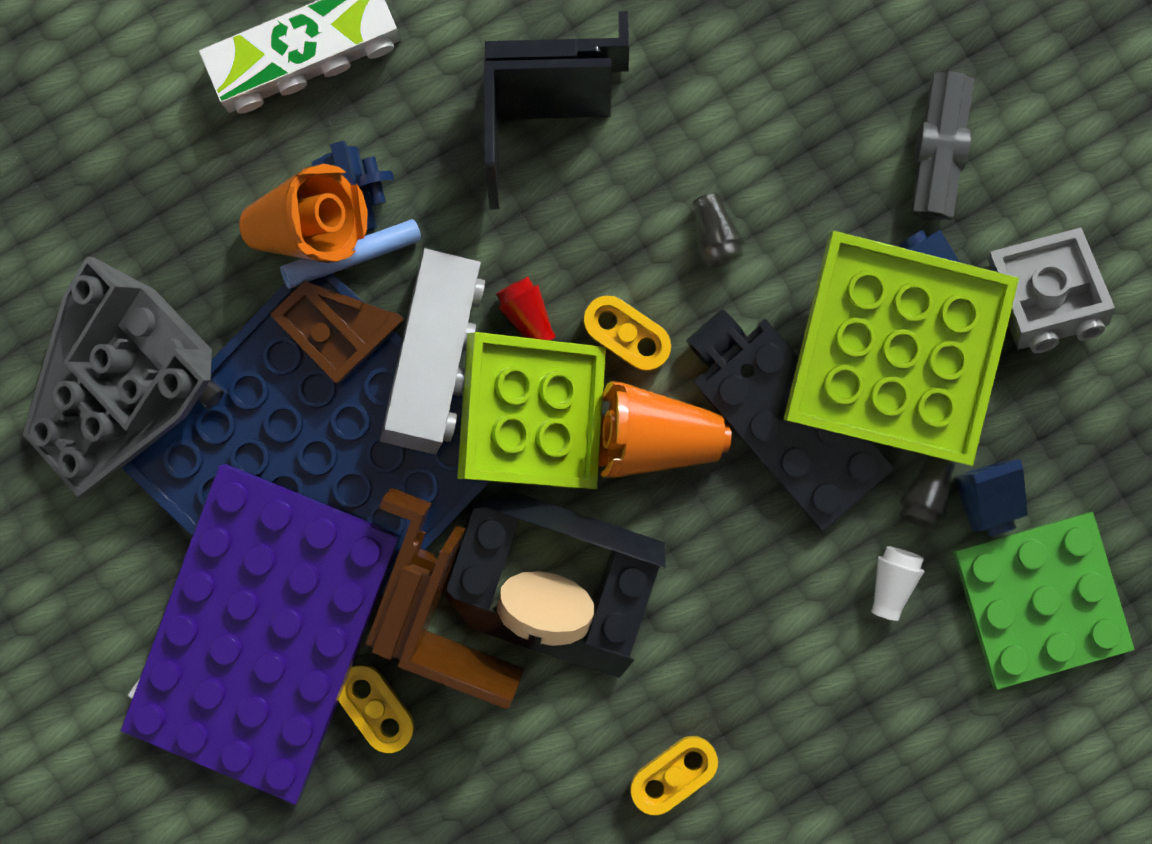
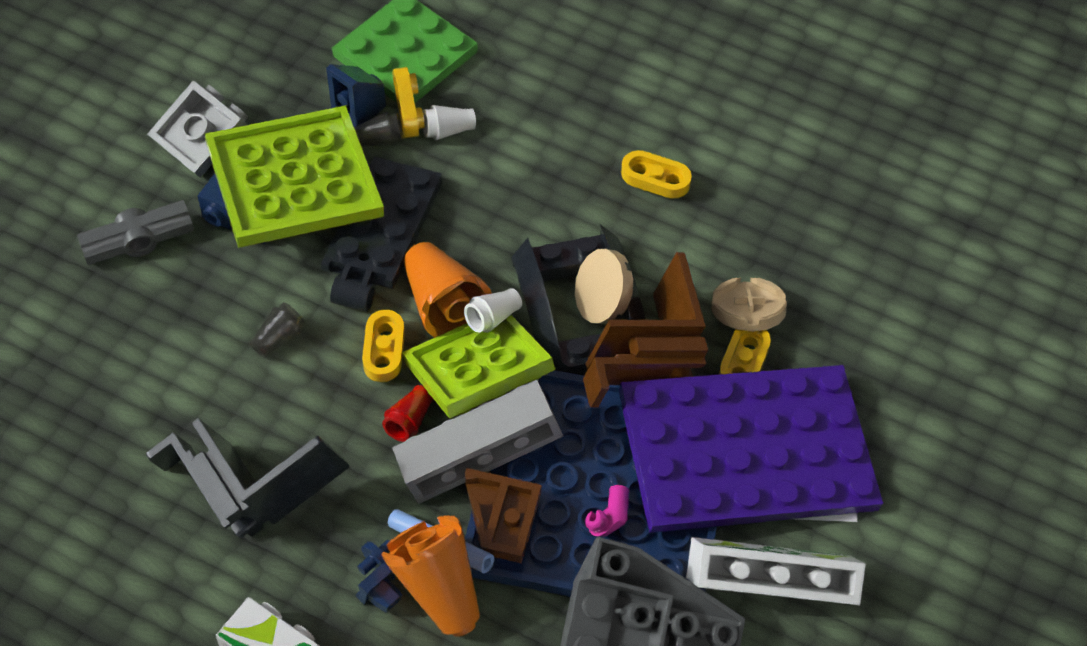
camera: 125 degrees left, 30 degrees down
(97, 555) = (775, 571): none -> white brick
(265, 437) = (612, 517): none -> dark pink arm
(435, 758) = (749, 305): none -> tan tile
(584, 464) = (490, 310): none -> white cone
(961, 552) = (405, 87): none -> yellow plate

